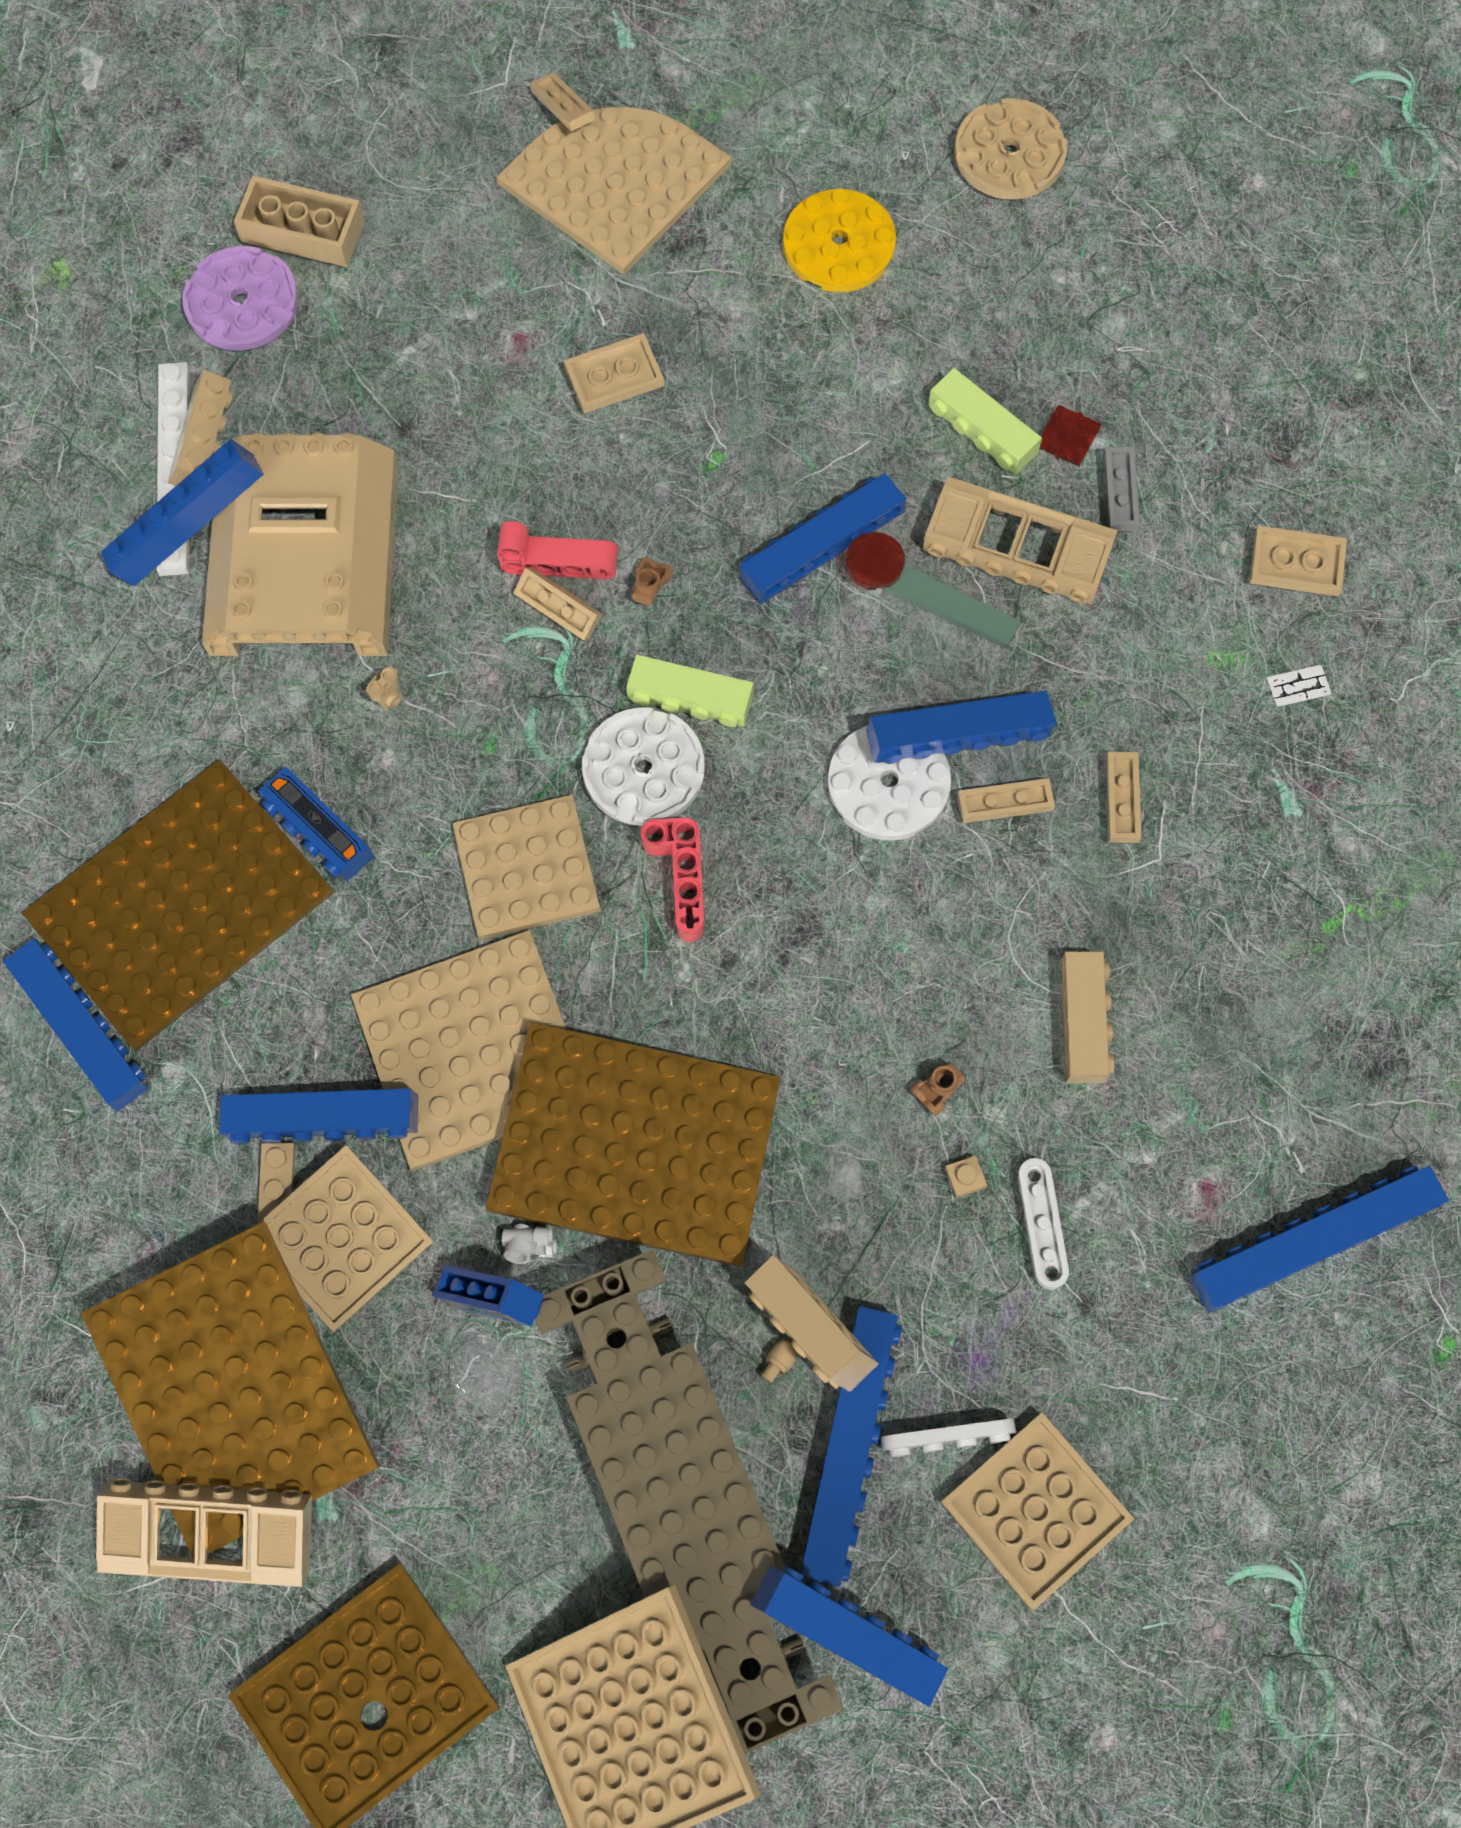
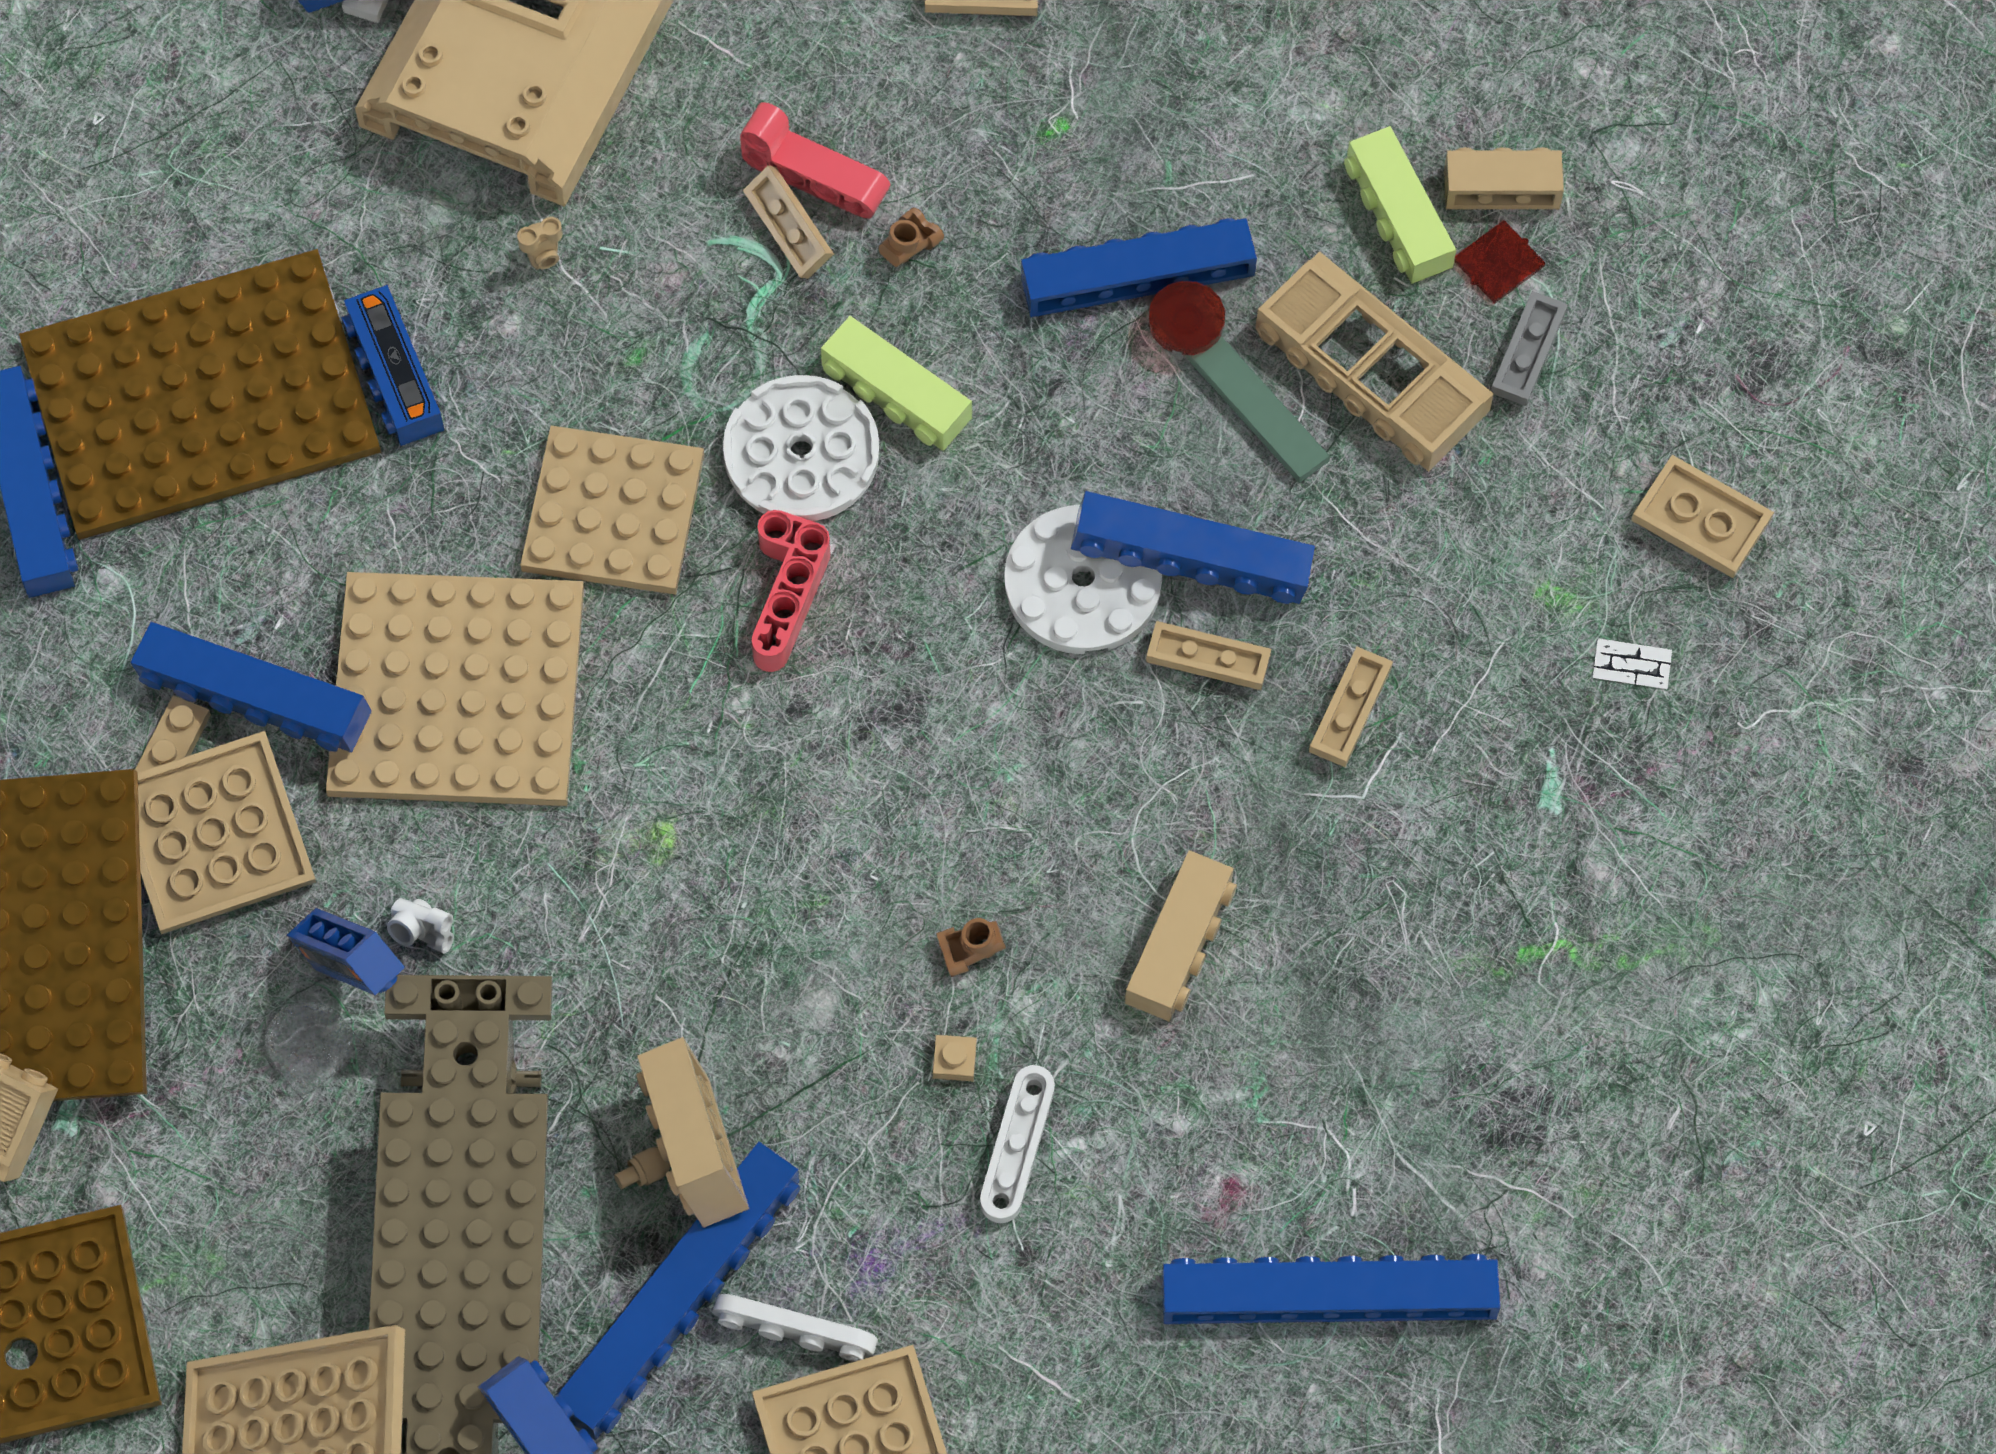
camera: 20 degrees right, 5 degrees down
(634, 1144) = (591, 865): pearl gold plate -> none
(1046, 375) = (1503, 179): none -> tan brick

